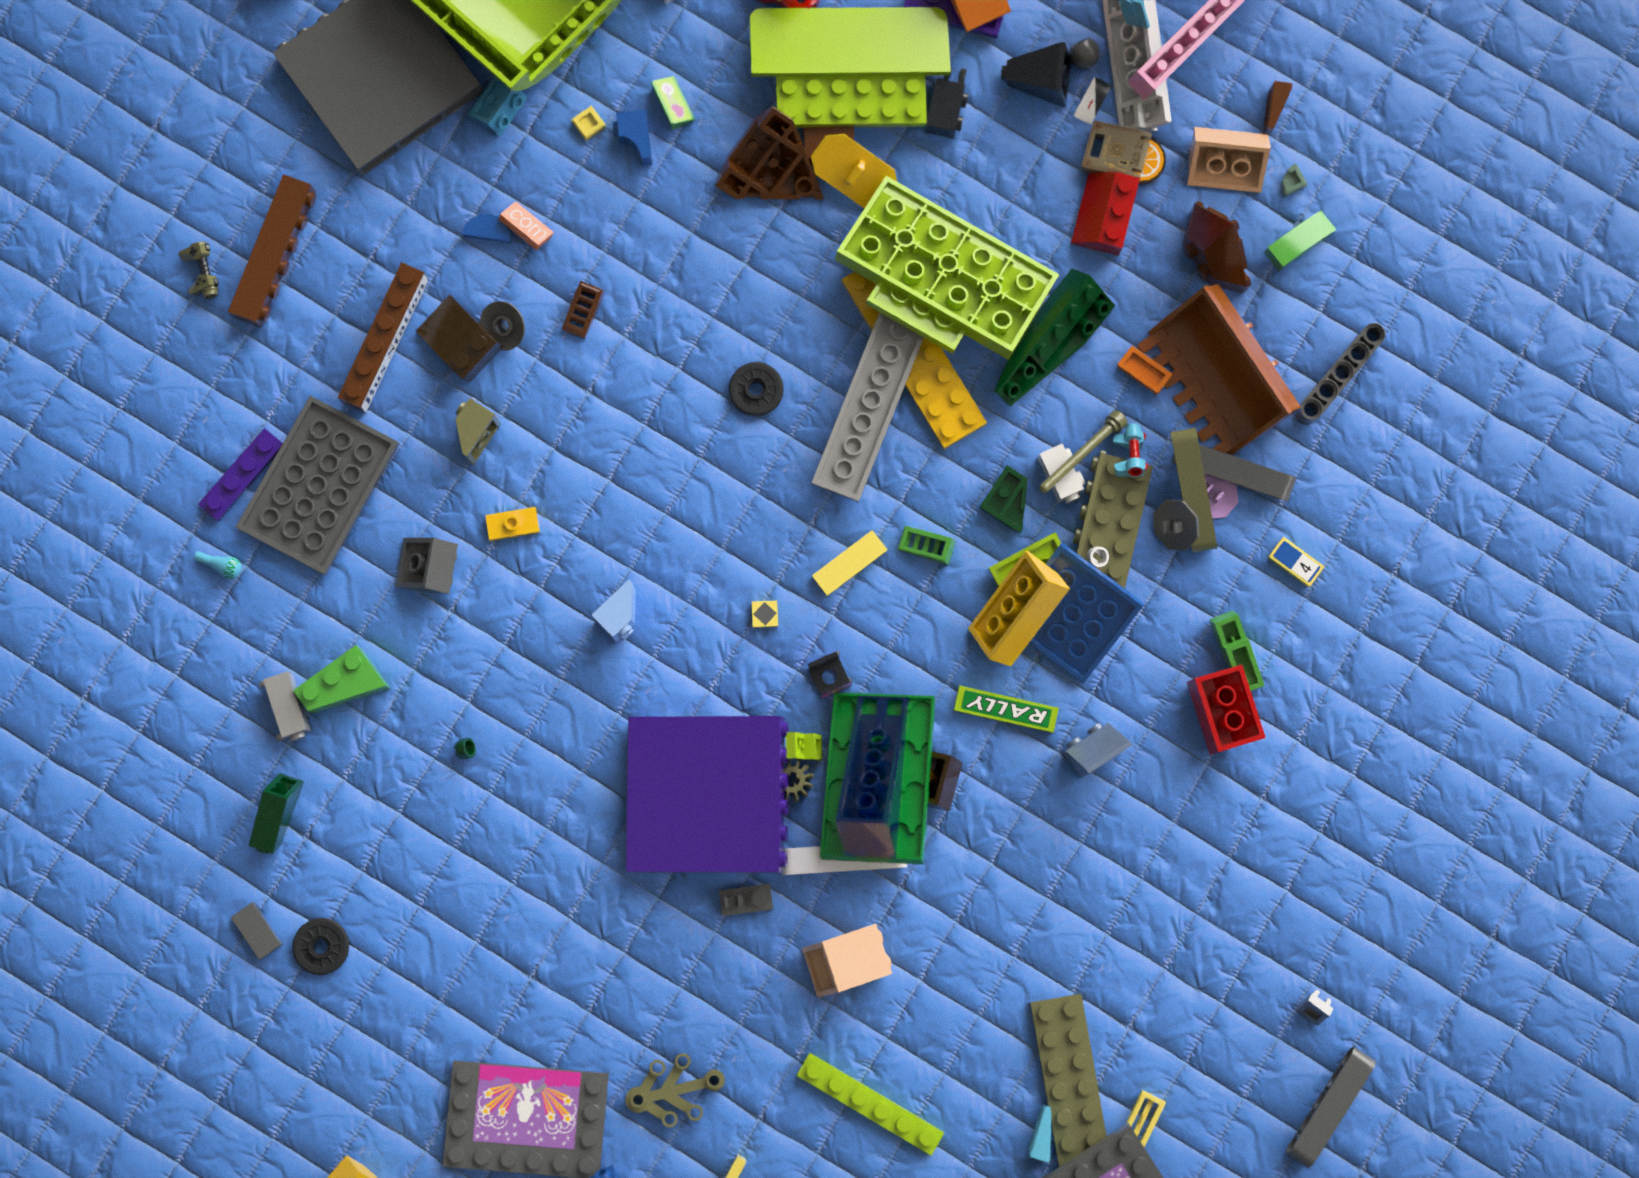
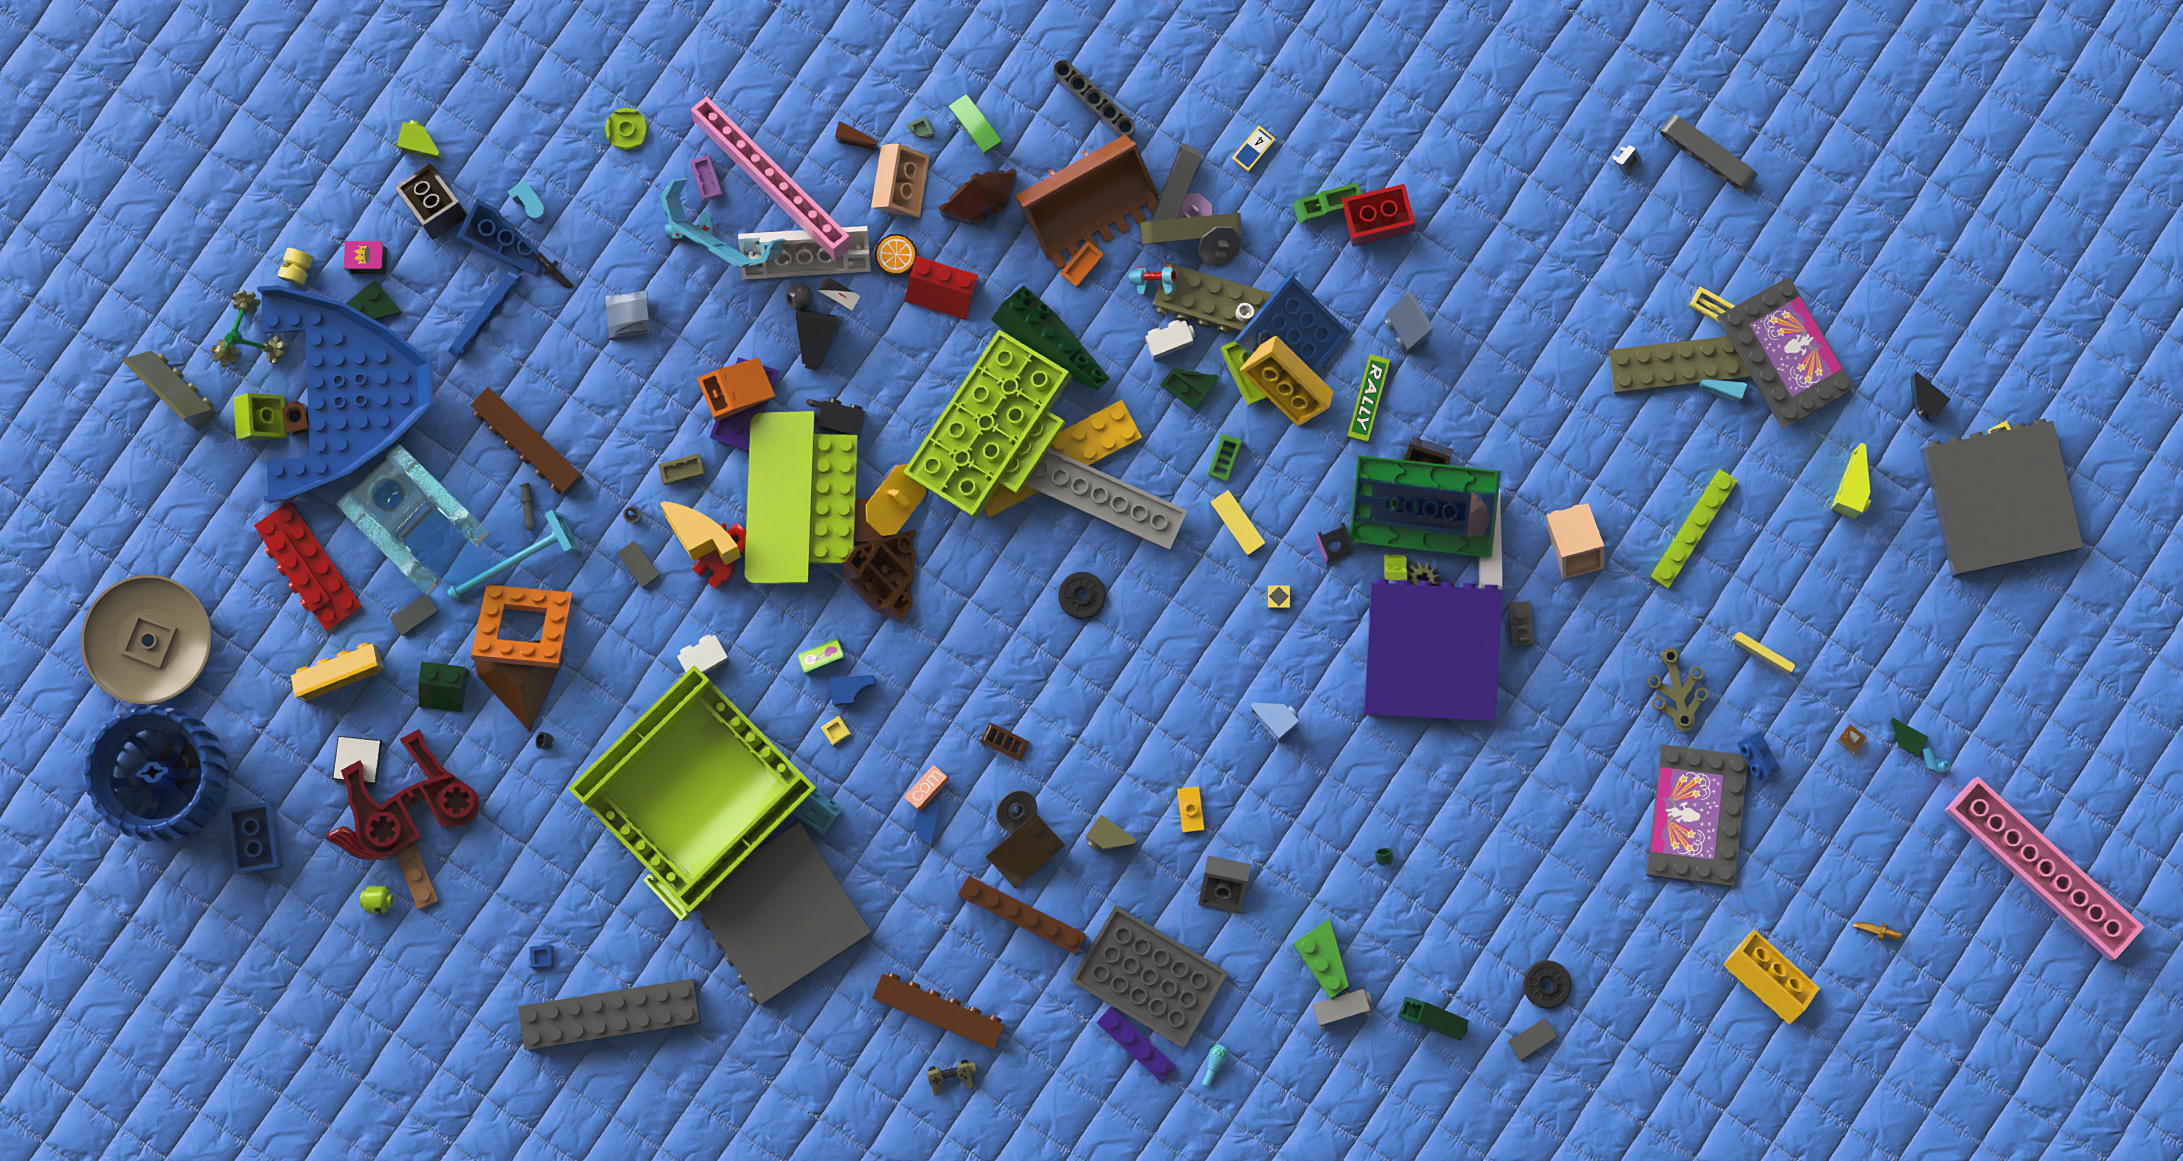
camera: 80 degrees left, 0 degrees up
(1114, 423) = (1127, 291): olive piece -> none
(1120, 151) = (888, 271): dark tan container -> none

